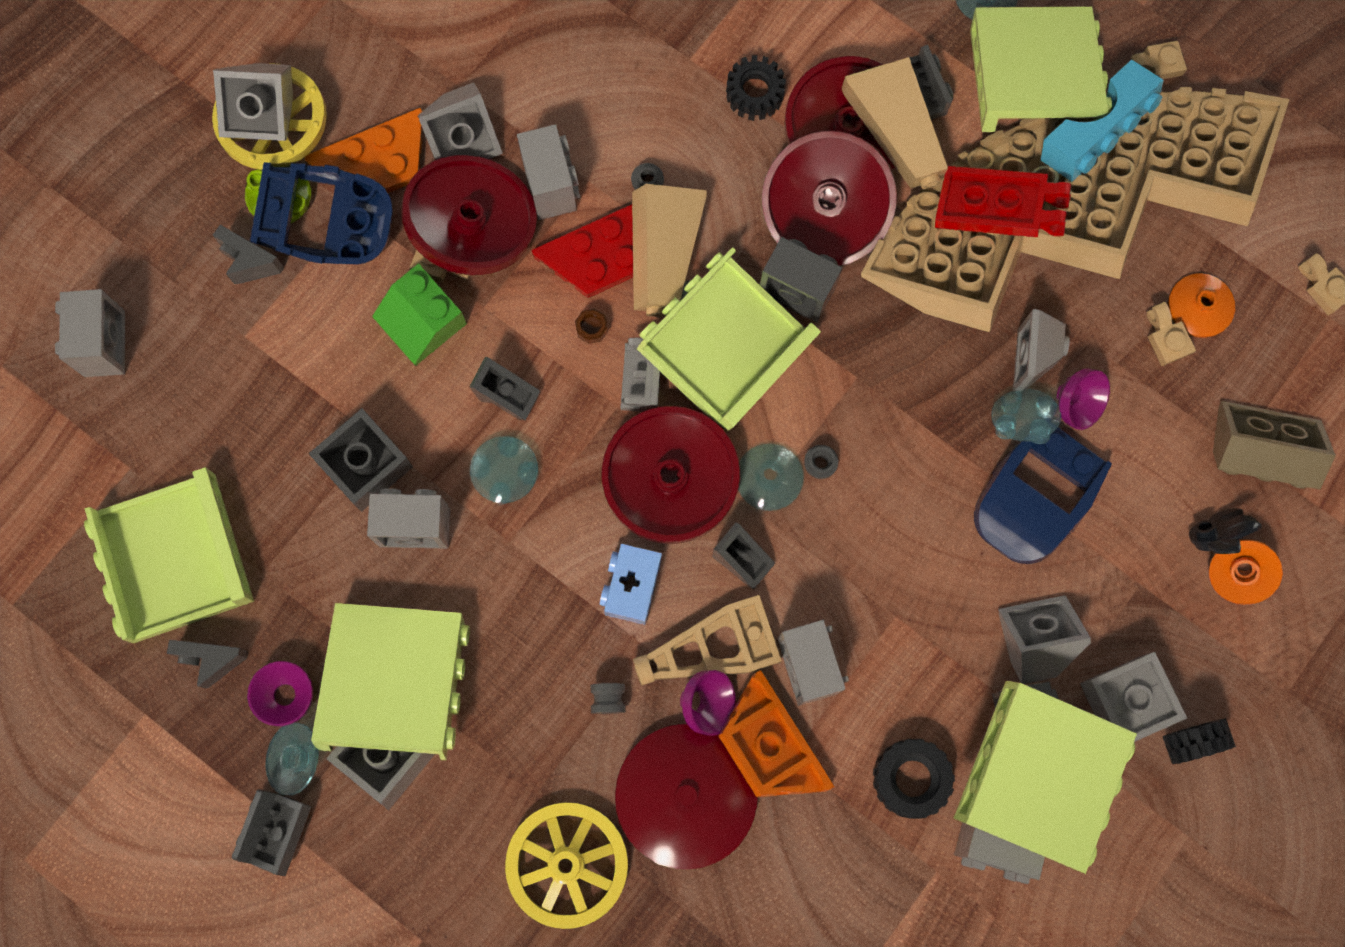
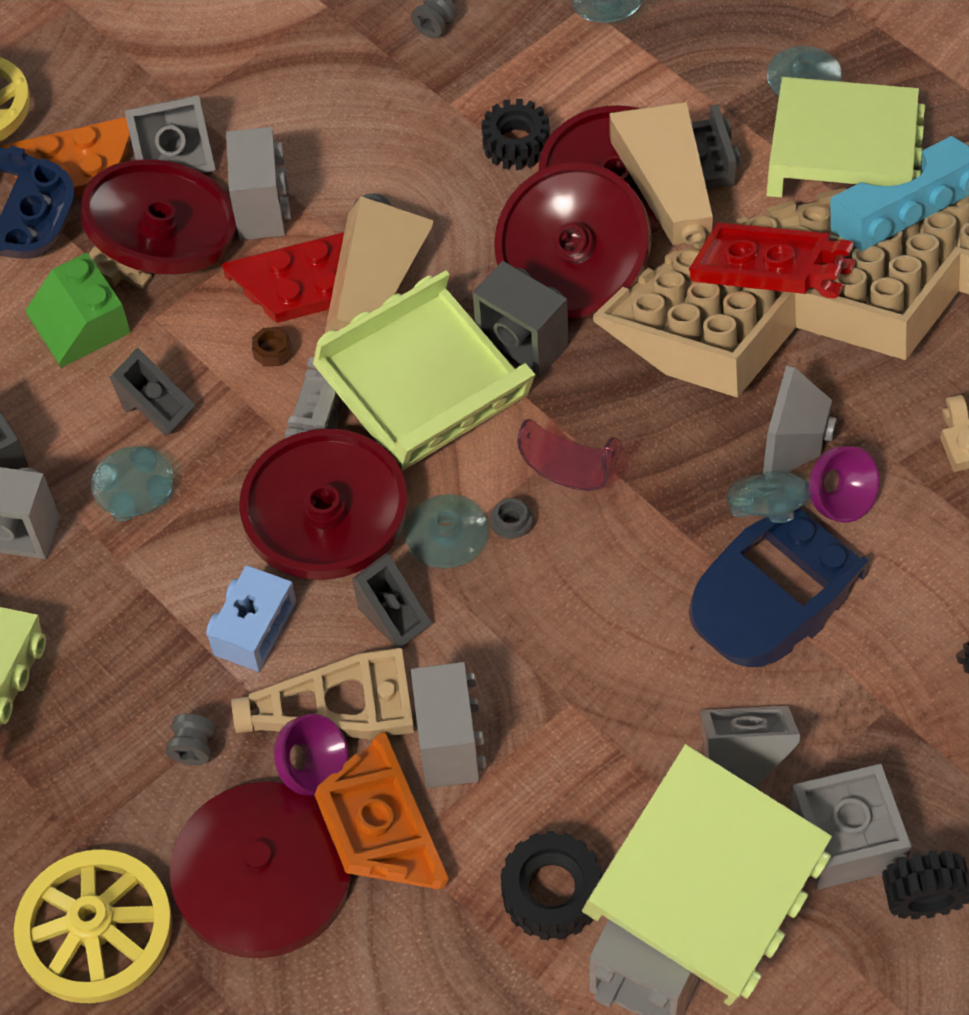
camera: 15 degrees right, 20 degrees down
(863, 402) = (566, 461): none -> clear pink piece

